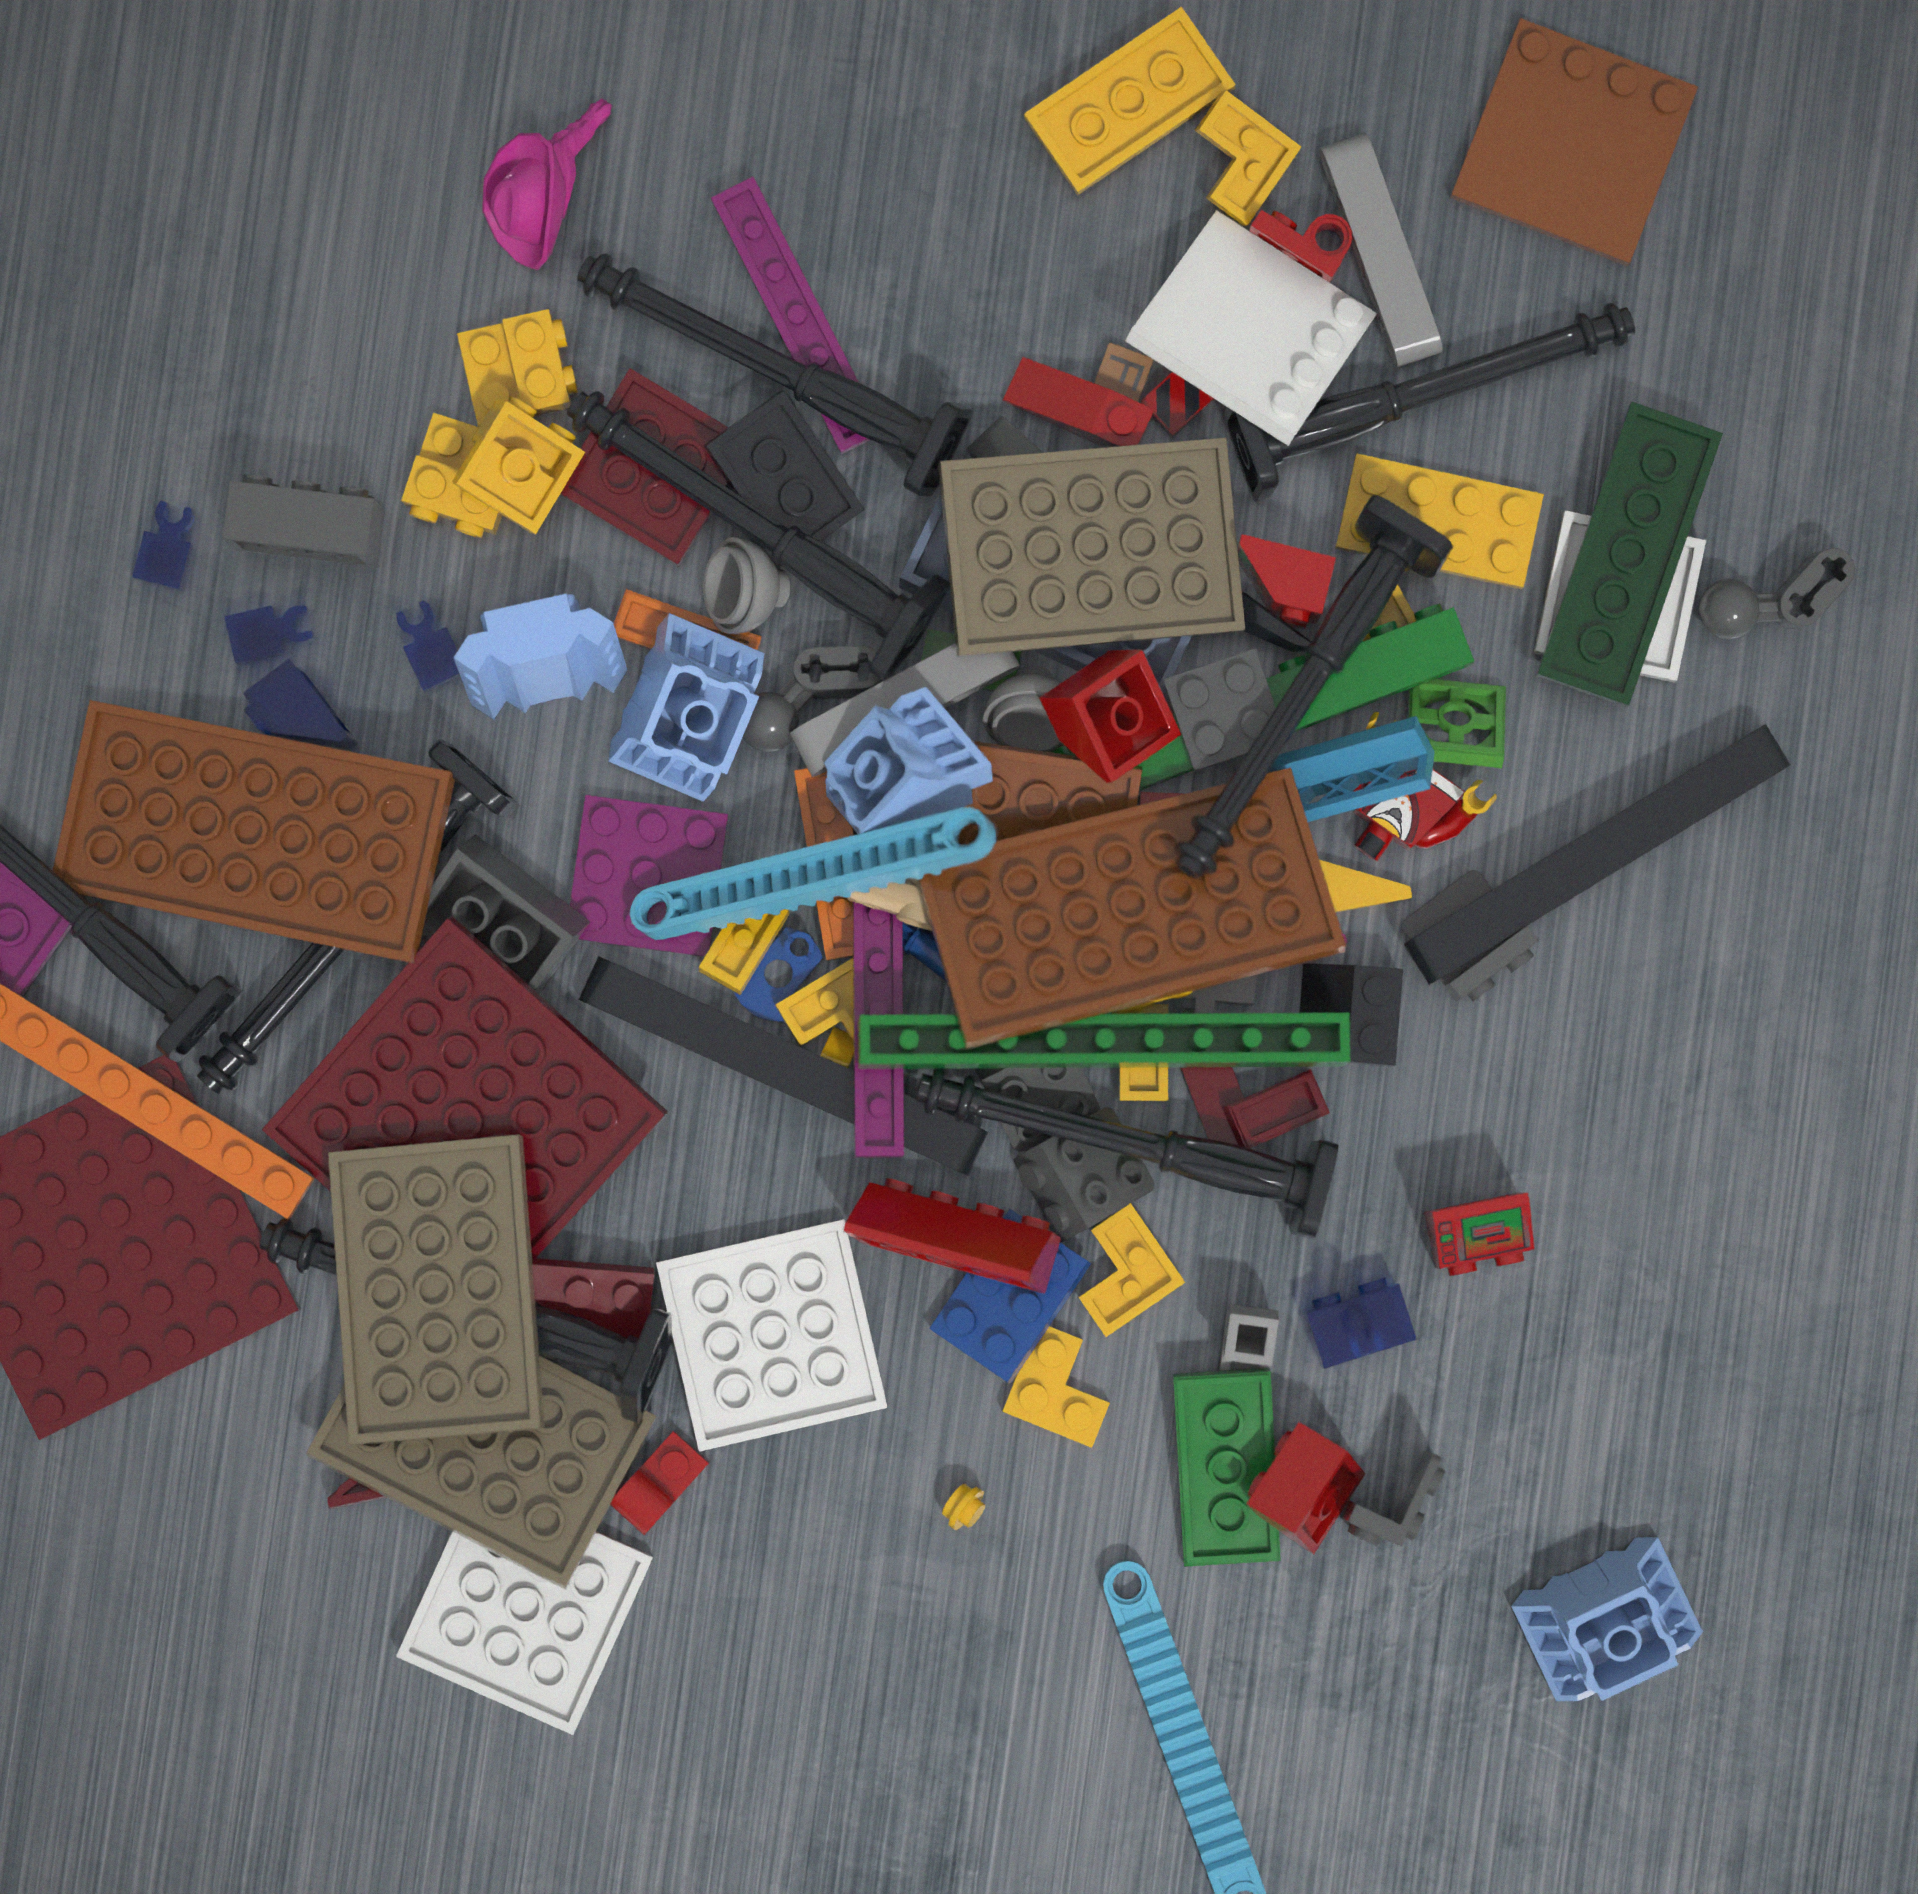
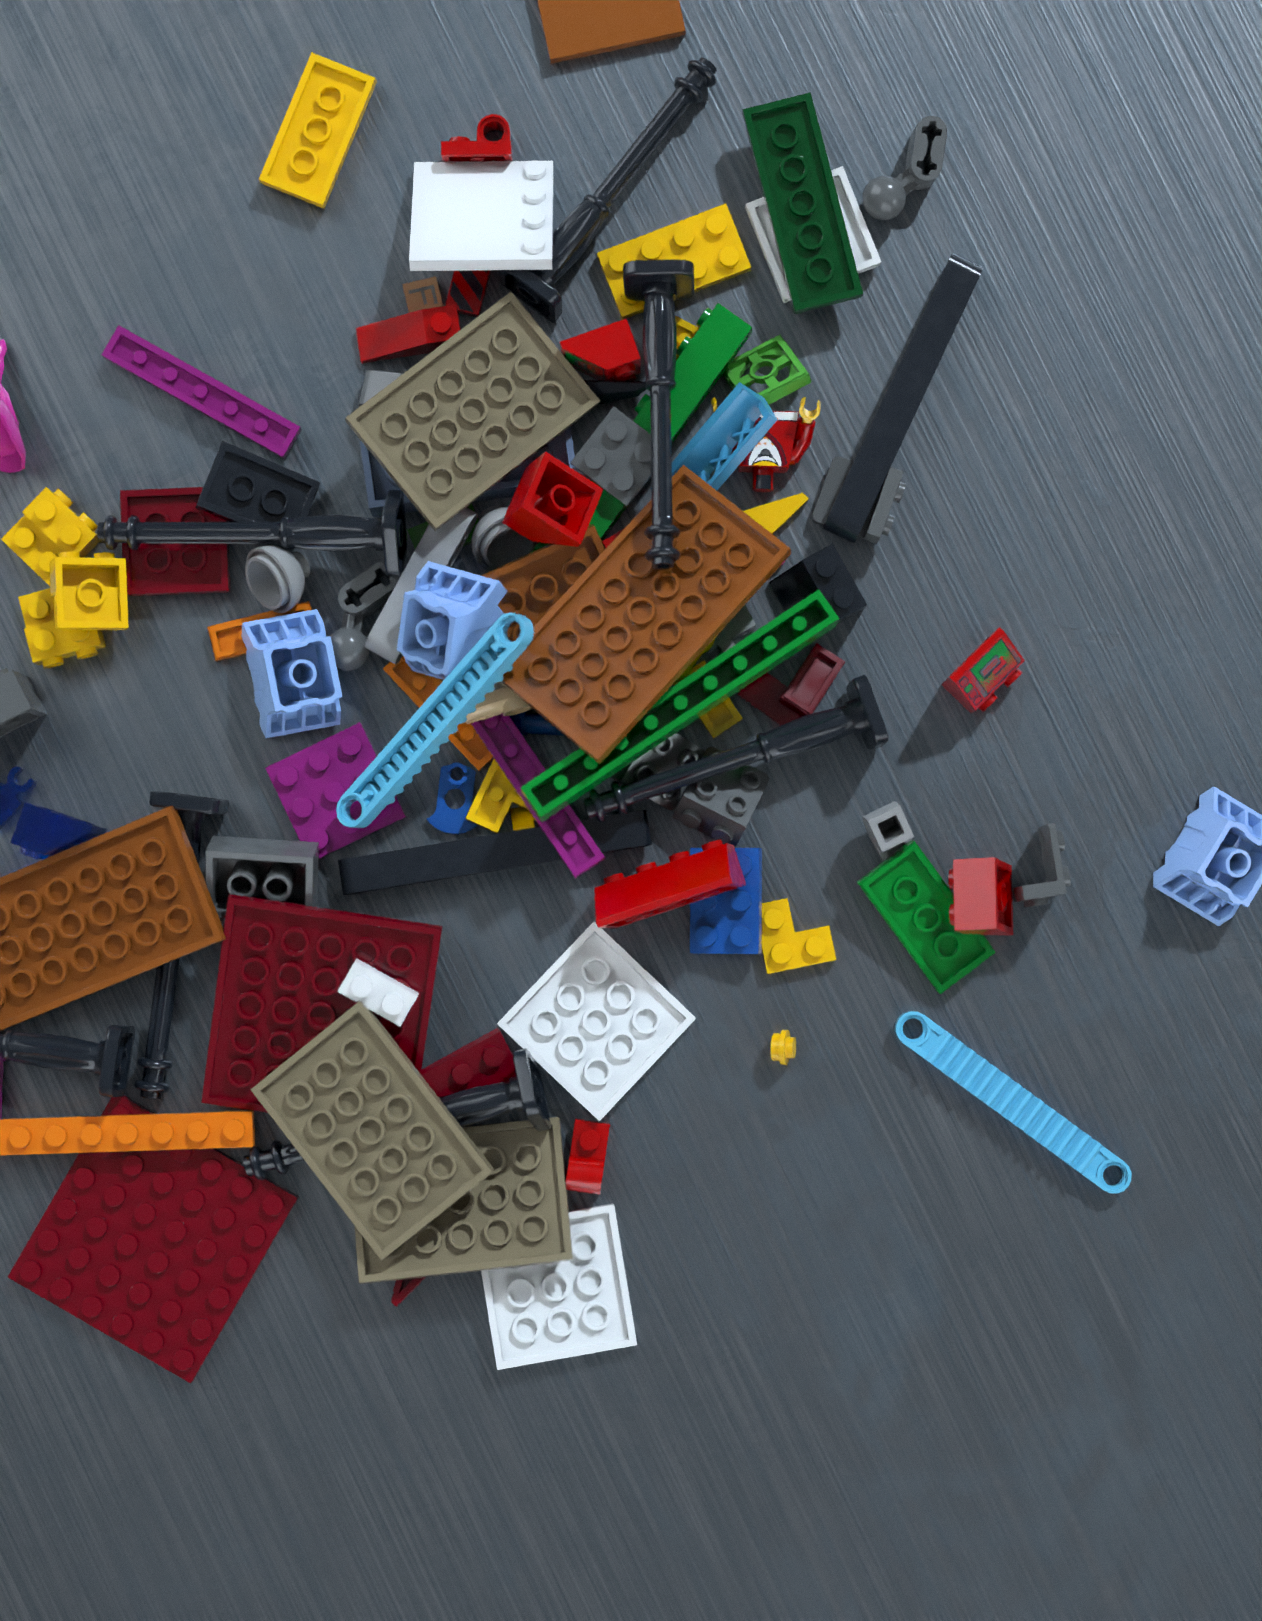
camera: 35 degrees left, 0 degrees up
(431, 652) = (114, 743): clear blue plate -> none
(539, 655) = (179, 700): light blue slope -> none
(545, 1138) = (378, 992): none -> white plate
(740, 950) = (422, 799): yellow plate -> none
(833, 395) = (251, 424): black piece -> none
(1142, 1272) = (795, 832): yellow plate -> none
(1257, 152) = (414, 109): yellow plate -> none
(1359, 1324) = (948, 777): clear blue brick -> none
(1381, 250) = (530, 120): light grey beam -> none

